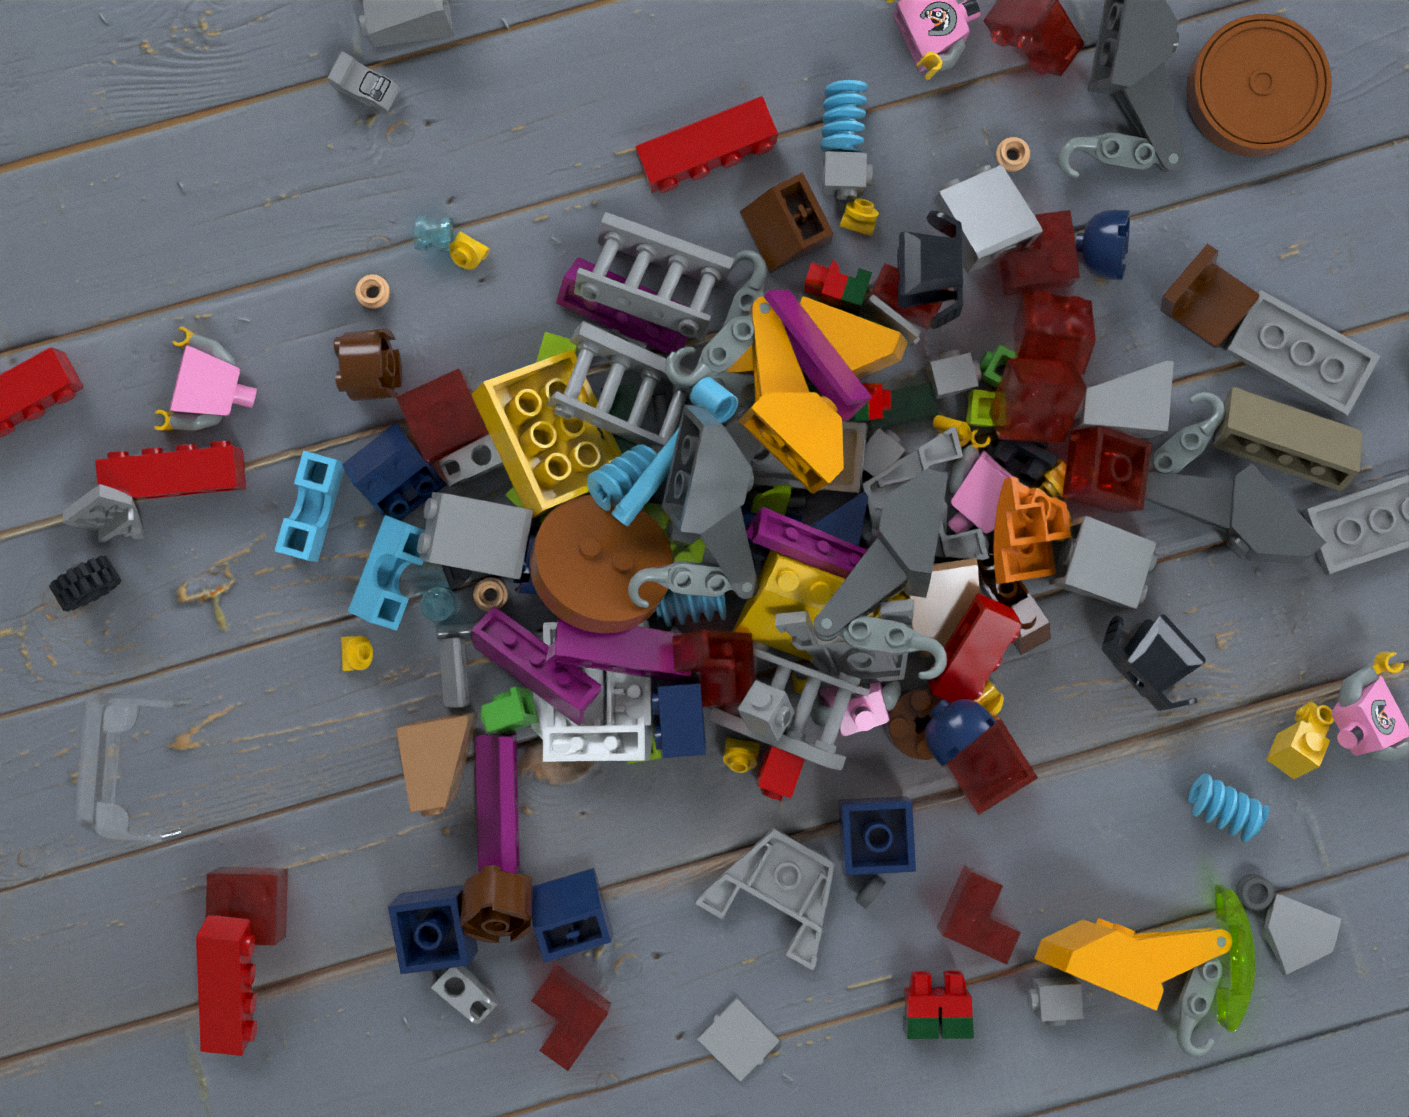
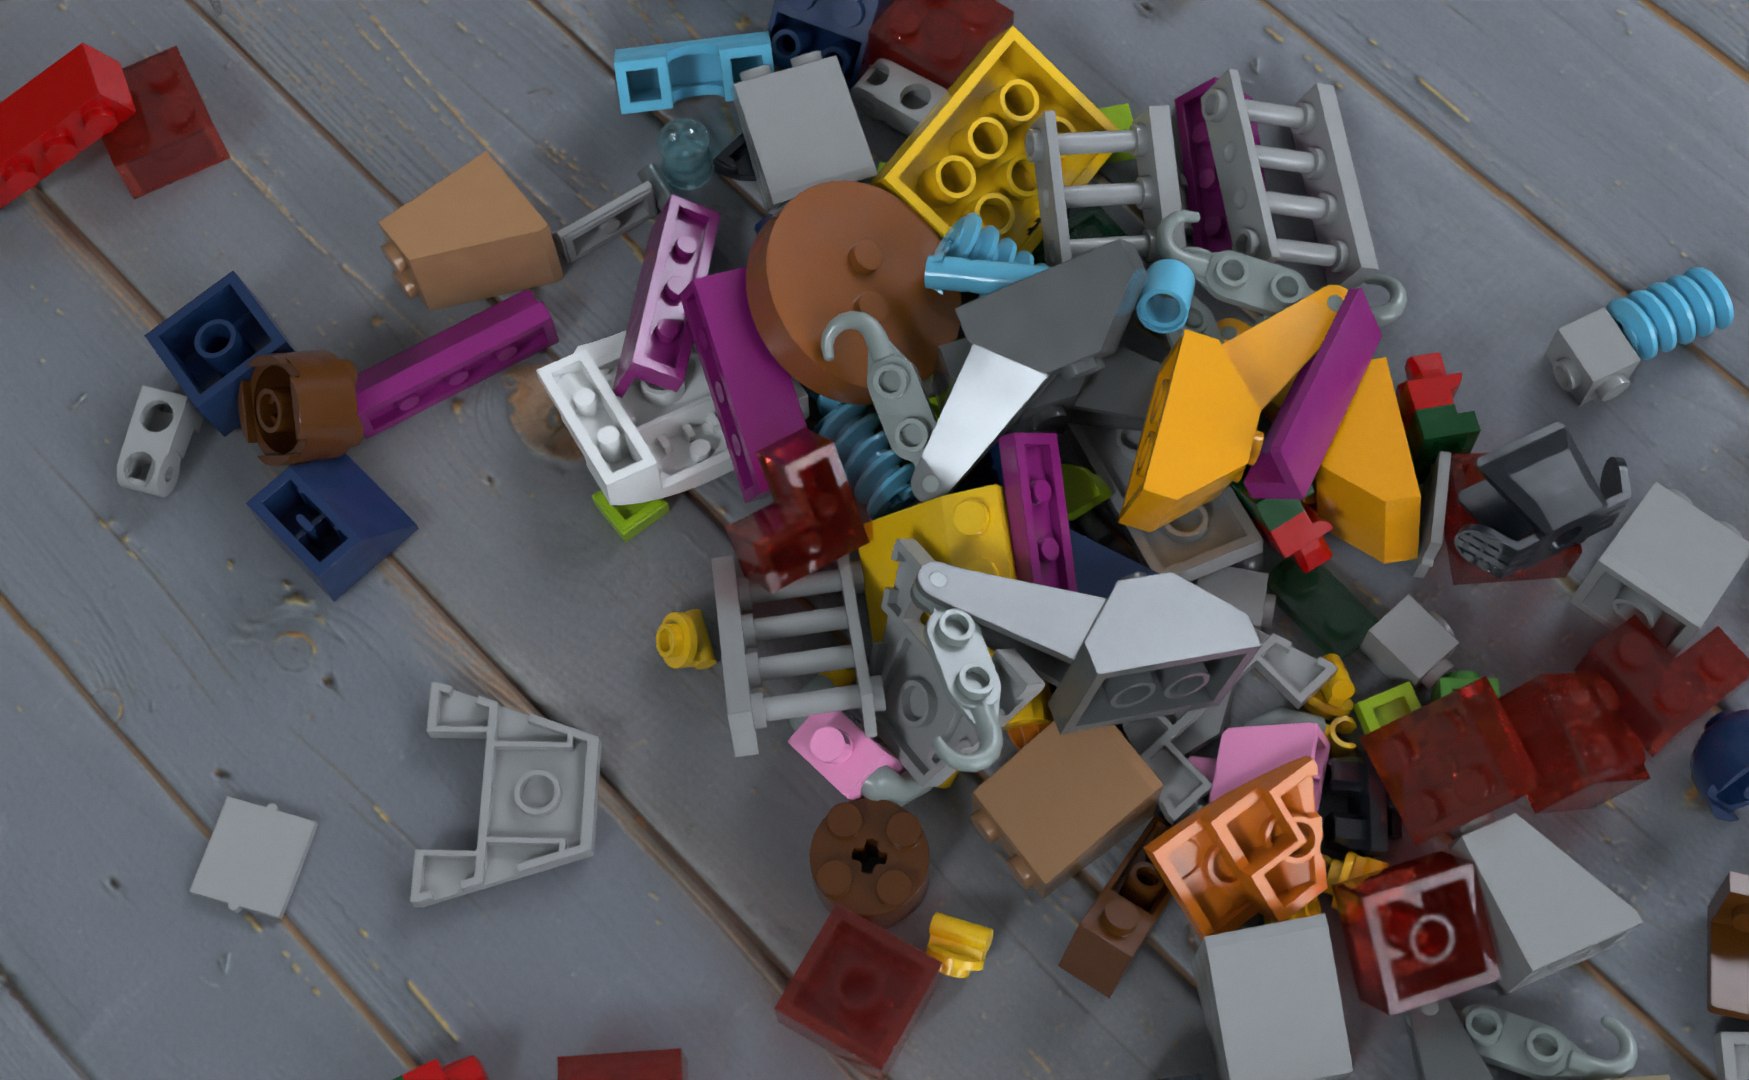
camera: 65 degrees right, 20 degrees down
(356, 653) = (565, 93): yellow plate -> none
(481, 588) = (736, 198): light nougat plate -> none
(509, 711) = (585, 304): bright green brick -> none
(577, 1013) = (192, 601): clear red brick -> none
(680, 719) = (685, 514): dark blue brick -> none
(707, 145) = (1508, 168): red brick -> none
(766, 710) = (766, 600): light grey brick -> none
(778, 773) = (686, 688): red brick -> none
(787, 222) = (1475, 314): reddish brown slope -> none
(860, 216) = (1547, 405): yellow plate -> none
(870, 891) = (574, 927): dark grey tile -> none
(877, 835) = (665, 883): dark blue brick -> none
(955, 728) = (886, 885): dark blue cylinder -> none
(975, 649) = (1021, 869): red brick -> none

